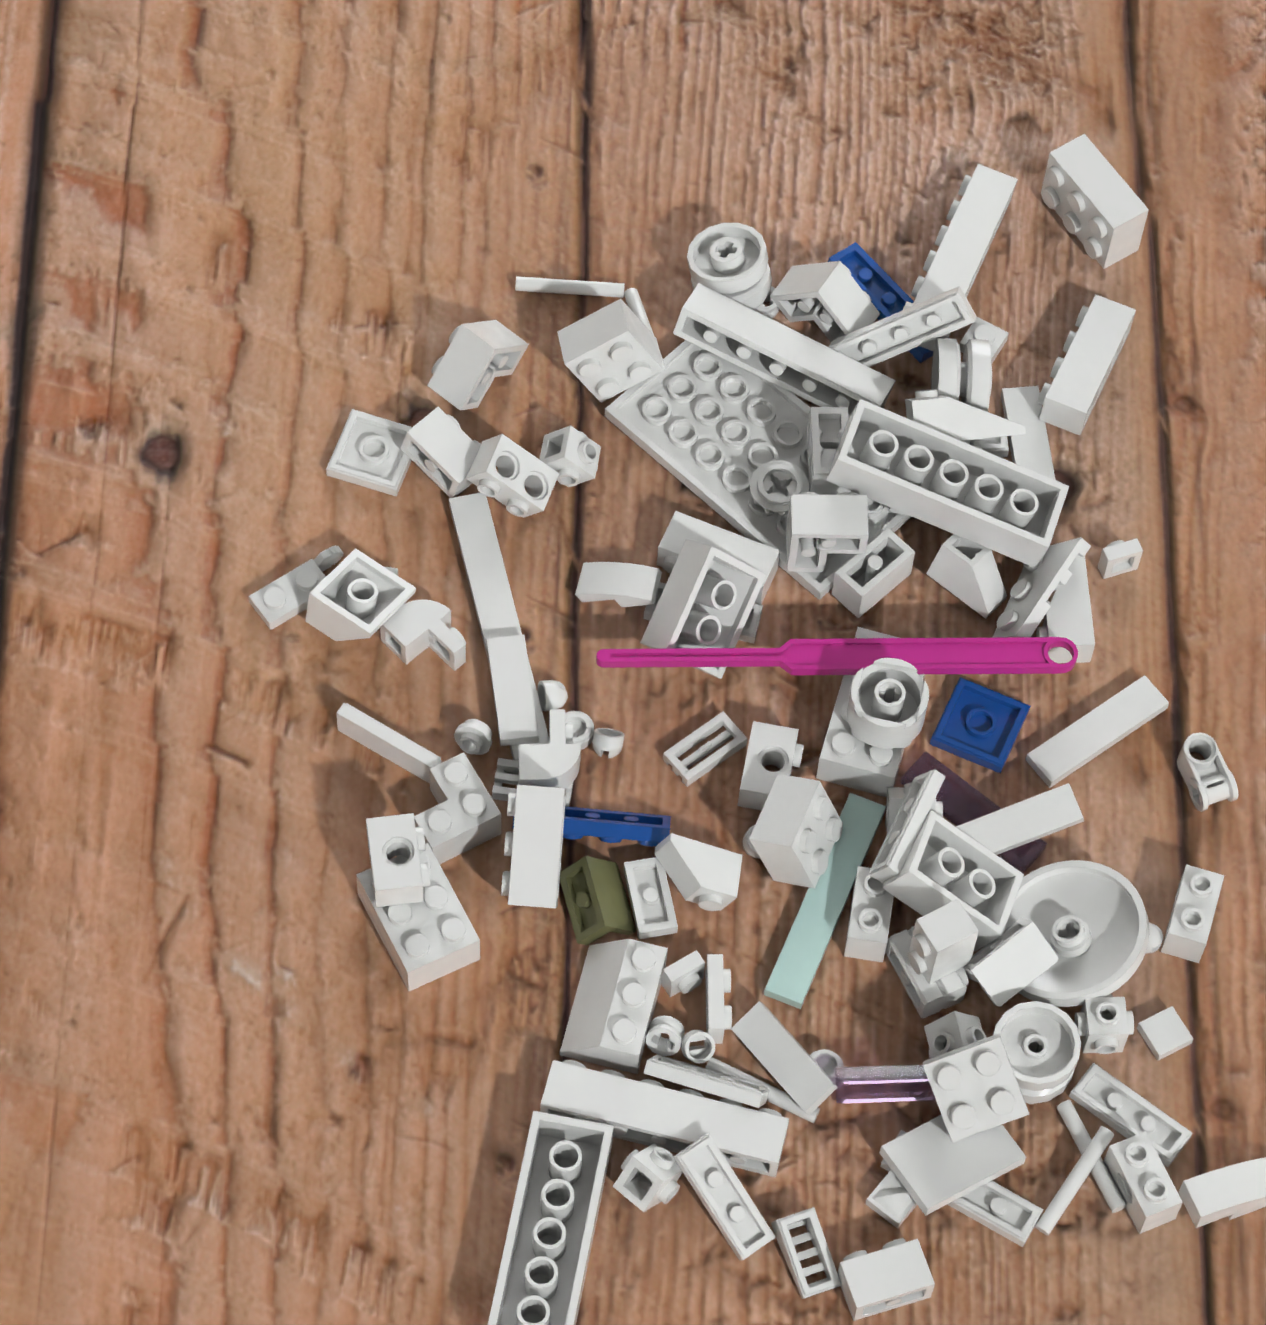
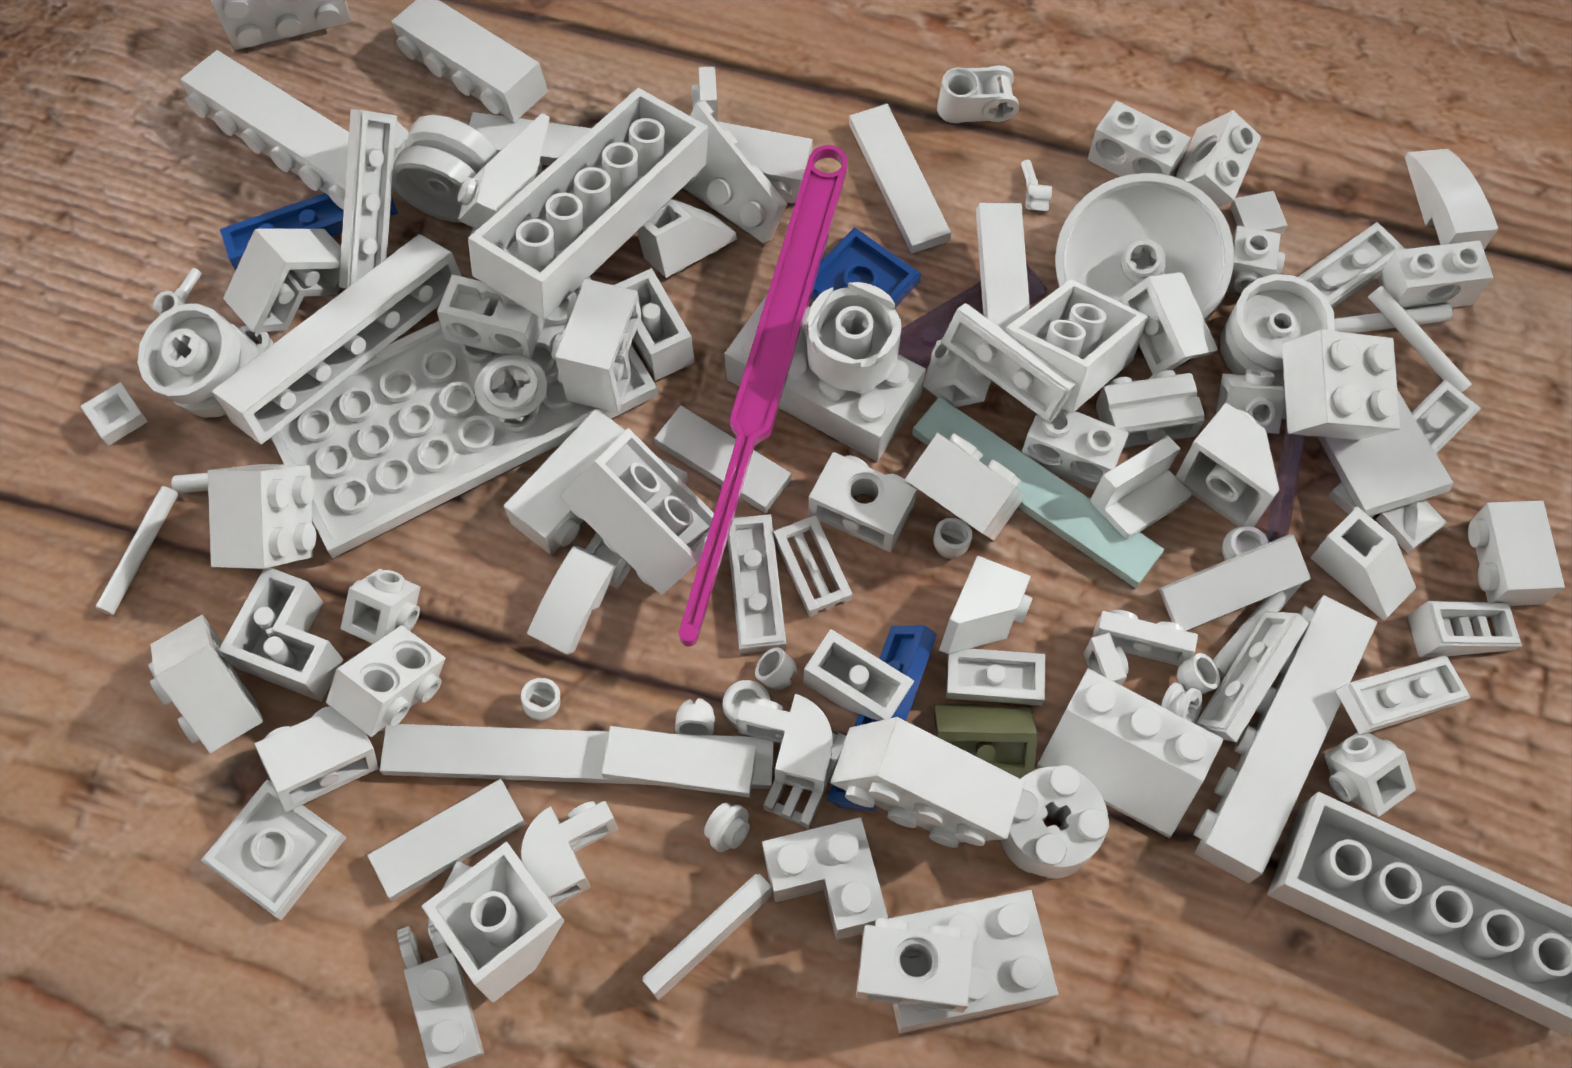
camera: 70 degrees left, 5 degrees up
(413, 558) = (446, 839): none -> white tile
(527, 393) = (274, 640): none -> white brick
(541, 589) = (544, 693): none -> white hinge
(557, 952) = (1083, 817): none -> white brick
(612, 786) = (855, 678): none -> white slope
(672, 230) = (114, 414): none -> white plate
(676, 712) = (756, 584): none -> white tile
(770, 684) = (710, 451): none -> white tile
(782, 237) = (168, 298): none -> white hand
(833, 1156) = (1366, 563): none -> white slope
(848, 974) = (1141, 489): none -> white panel
(888, 1026) = (1231, 467): none -> white slope
(942, 941) = (1163, 365): white brick -> none
(1118, 843) = (1037, 195): none -> white hand
(1196, 977) = (1219, 157): none -> white brick

